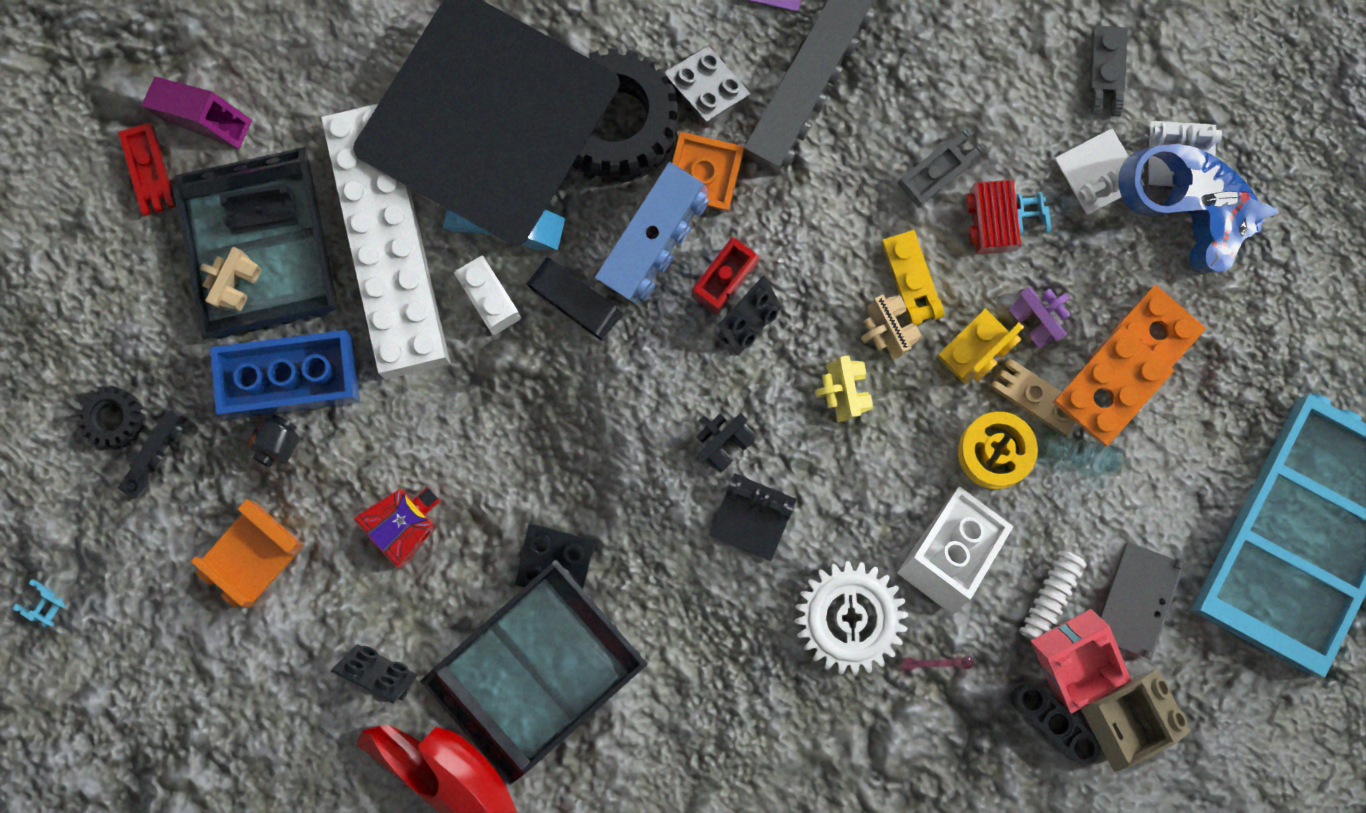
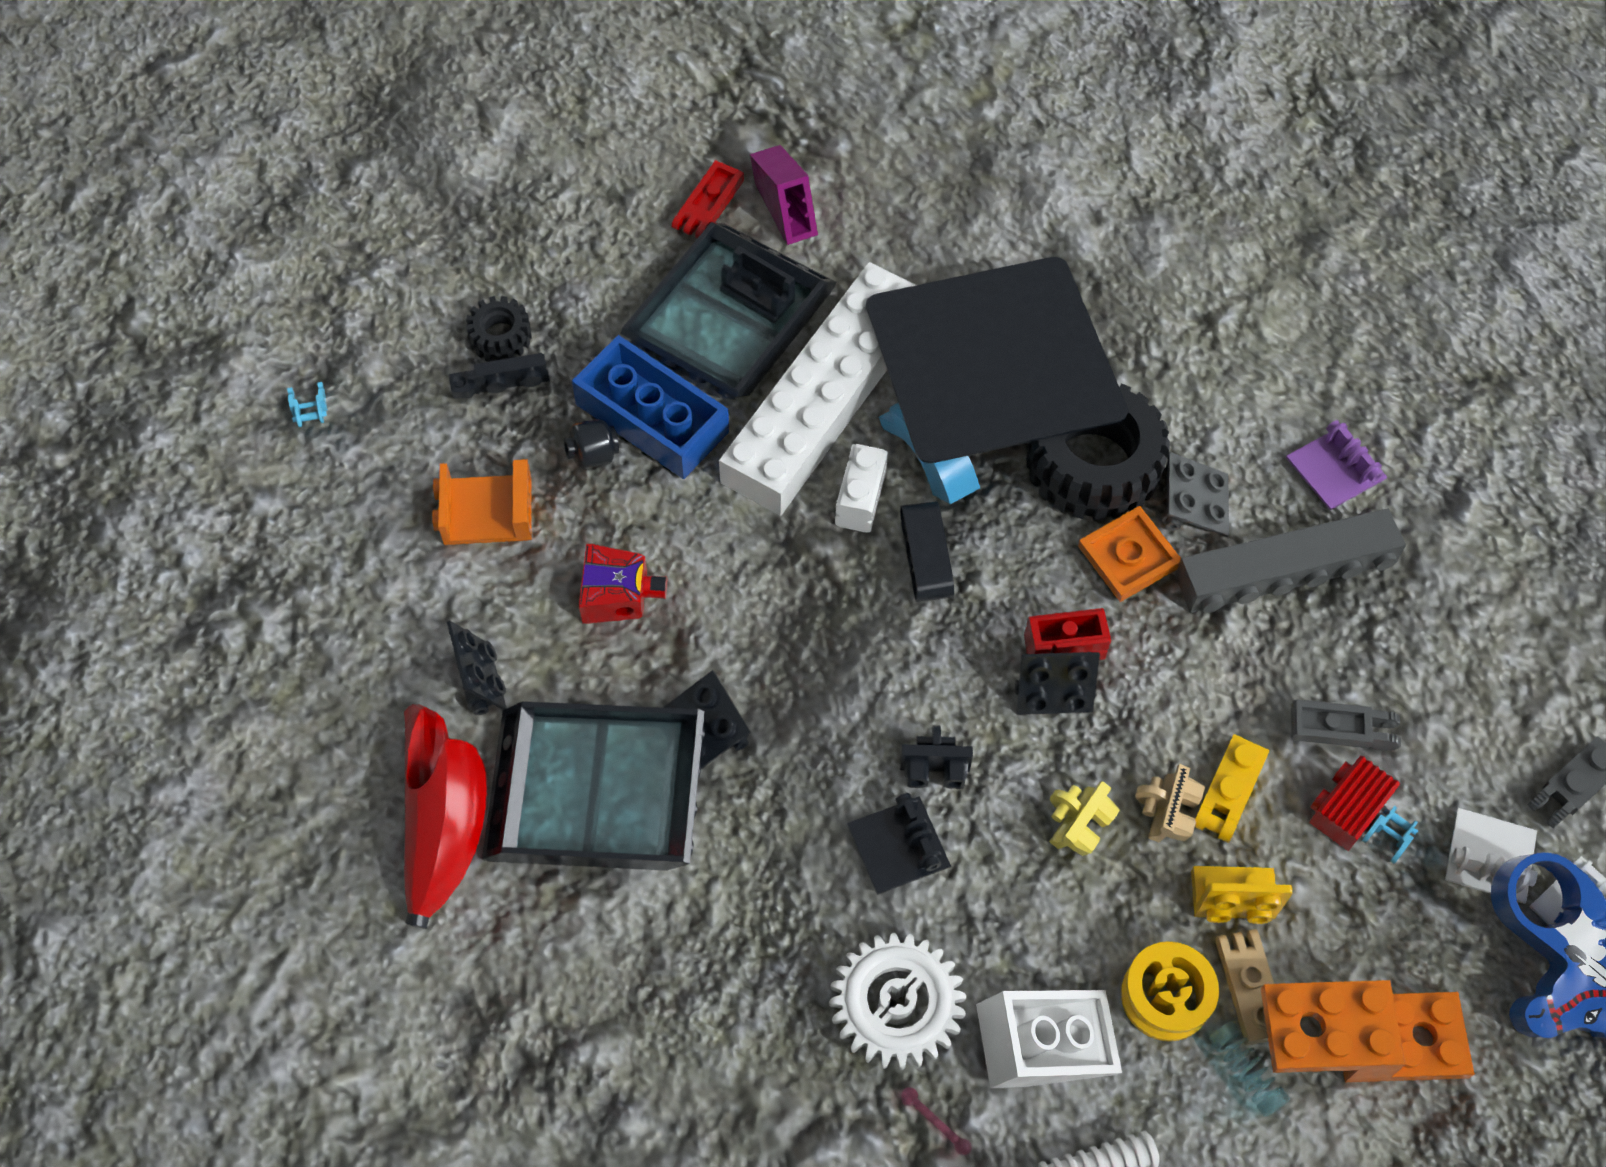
camera: 45 degrees right, 20 degrees down
(224, 277) = (683, 308): tan hips -> none
(664, 211) = (1039, 550): medium blue brick -> none
(1031, 304) = (1319, 936): medium lavender hips -> none

